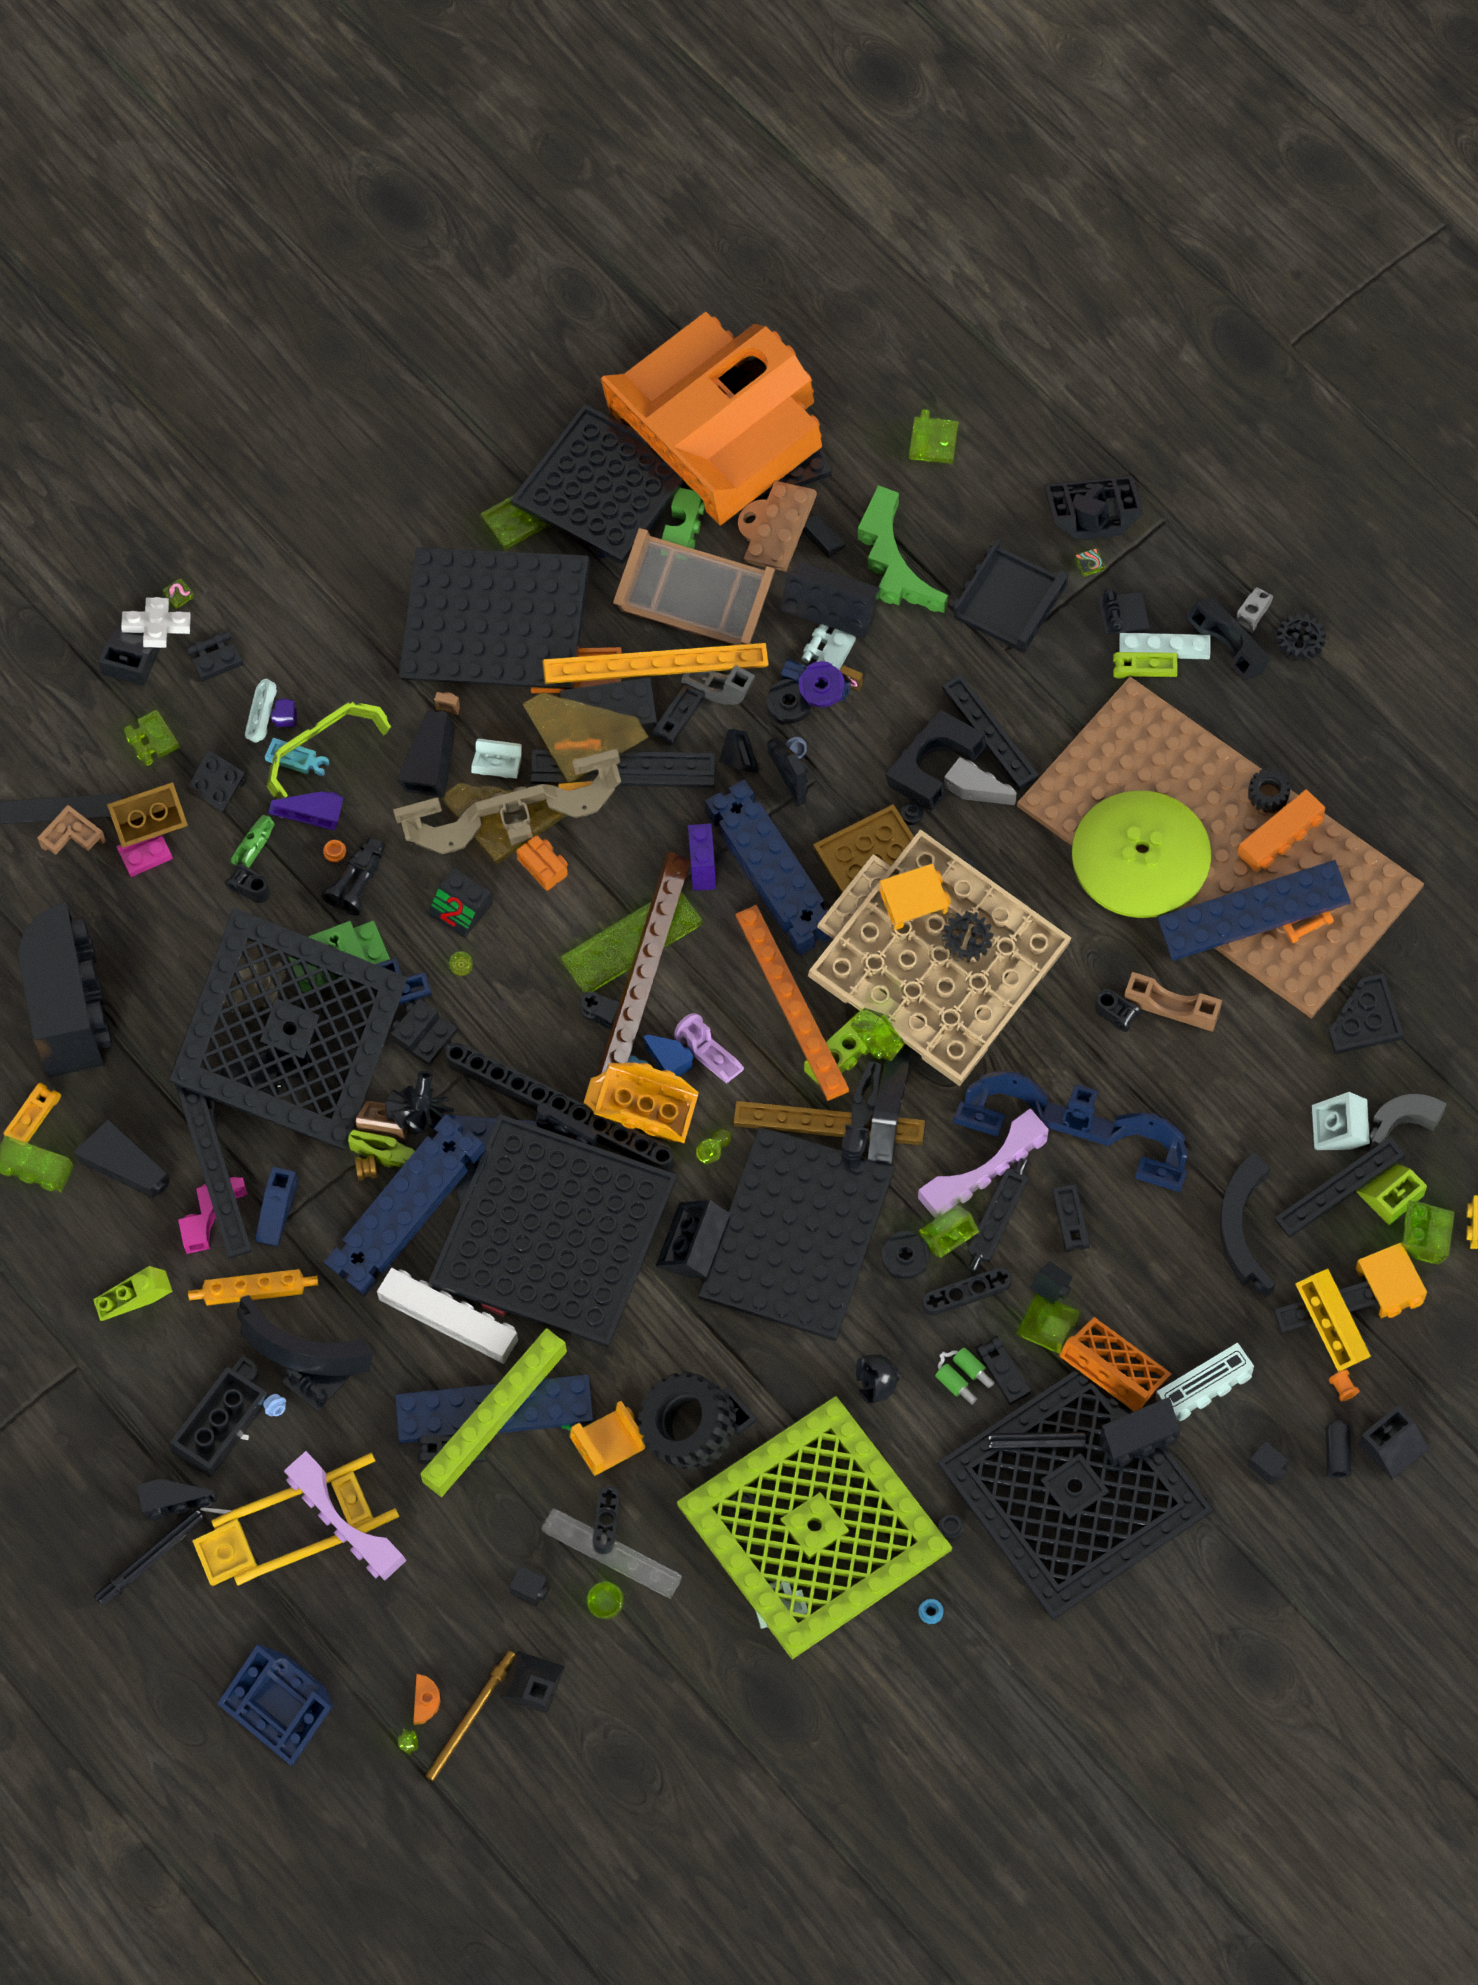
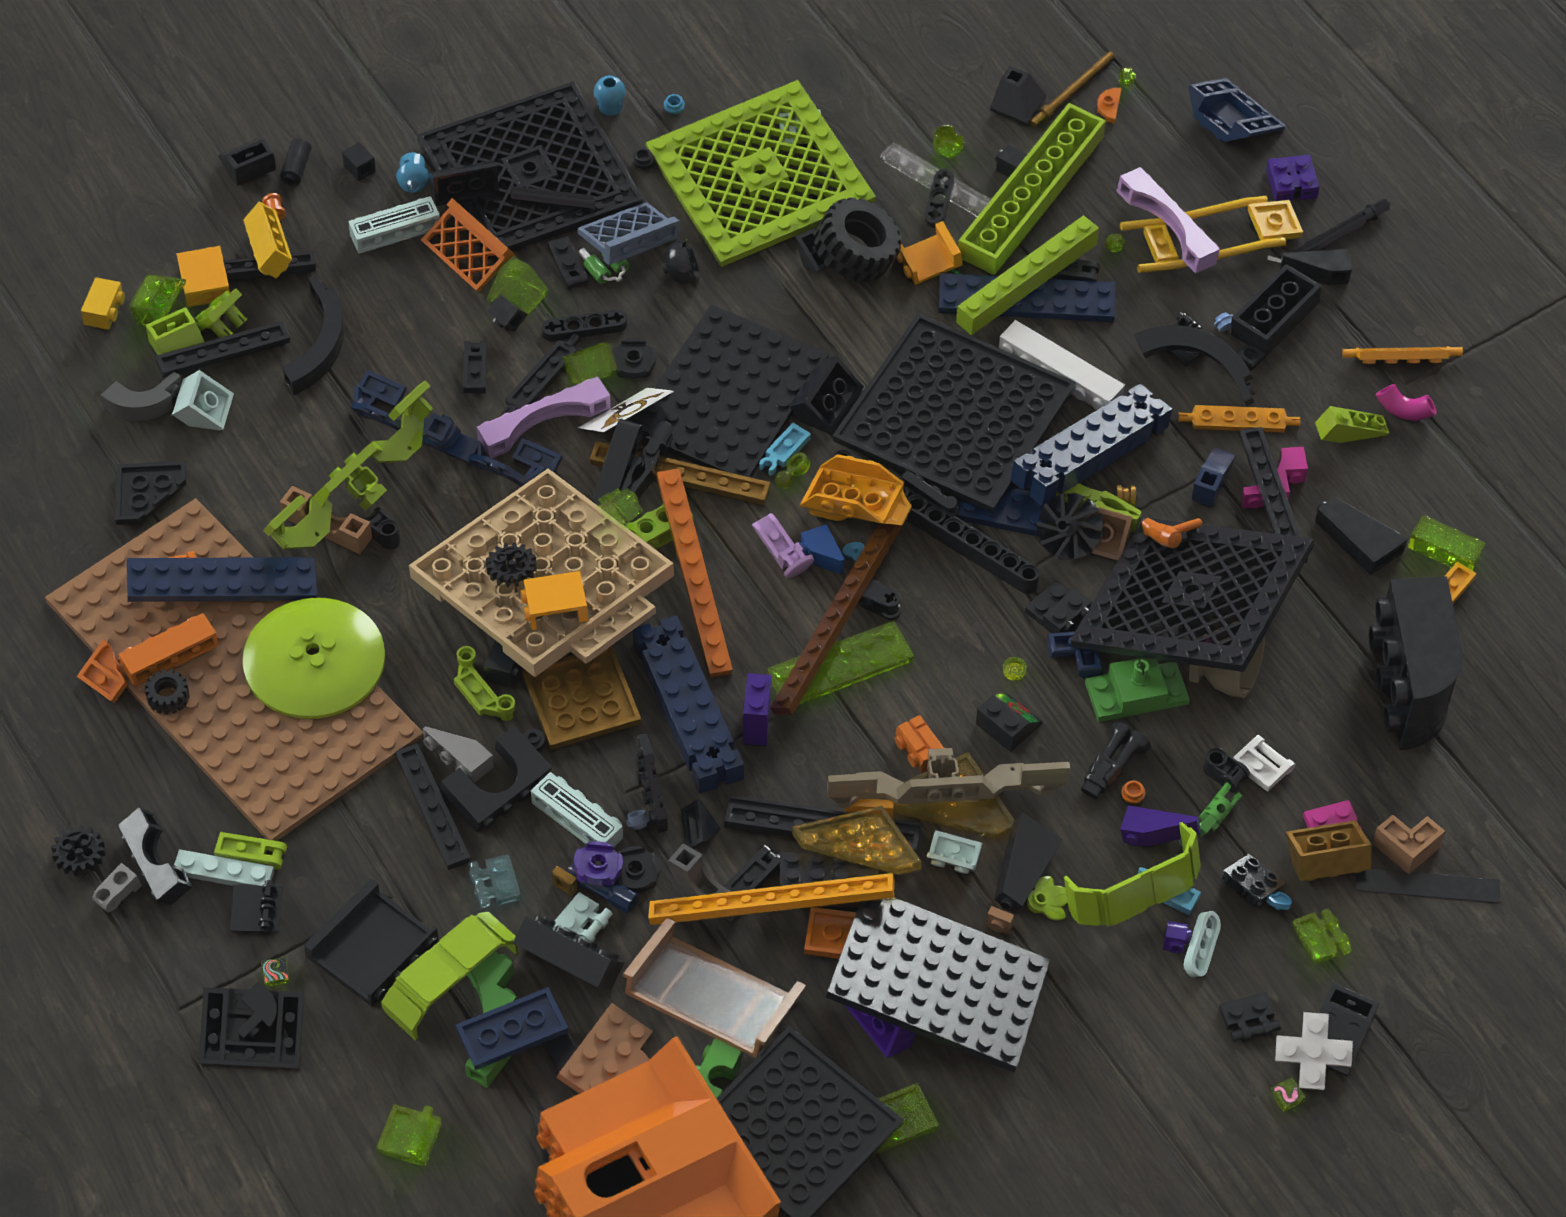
camera: 175 degrees left, 10 degrees down
(76, 1327) = (1405, 407): none -> dark pink cylinder
(79, 1394) = (1413, 355): none -> light orange plate
(190, 763) = (1279, 901): none -> dark azure piece
(206, 1620) = (1292, 178): none -> dark purple piece
(217, 893) = (1260, 768): none -> white plate
(319, 1101) = (1168, 535): none -> orange piece
(402, 735) = (1051, 899): none -> lime plate
(403, 1495) = (1114, 242): none -> clear neon green plate
(501, 1546) = (1031, 189): none -> lime brick
(725, 1171) = (787, 445): none -> medium azure plate
(852, 742) = (575, 812): none -> light aqua brick
(864, 520) = (511, 1028): none -> dark blue plate
(897, 1174) = (625, 409): none -> white sticker
(908, 677) = (502, 879): none -> clear light blue plate
(925, 1400) = (633, 240): none -> sand blue fence
(926, 572) = (443, 968): none -> lime windscreen
(972, 848) = (477, 690): none -> lime plate
(1006, 1608) = (610, 95): none -> dark azure piece
(1156, 1036) = (359, 480): none -> lime piece
(1202, 1450) = (412, 174): none -> dark azure piece
(1339, 809) = (104, 672): none -> orange wing
(1358, 1227) = (221, 305): none -> lime plate

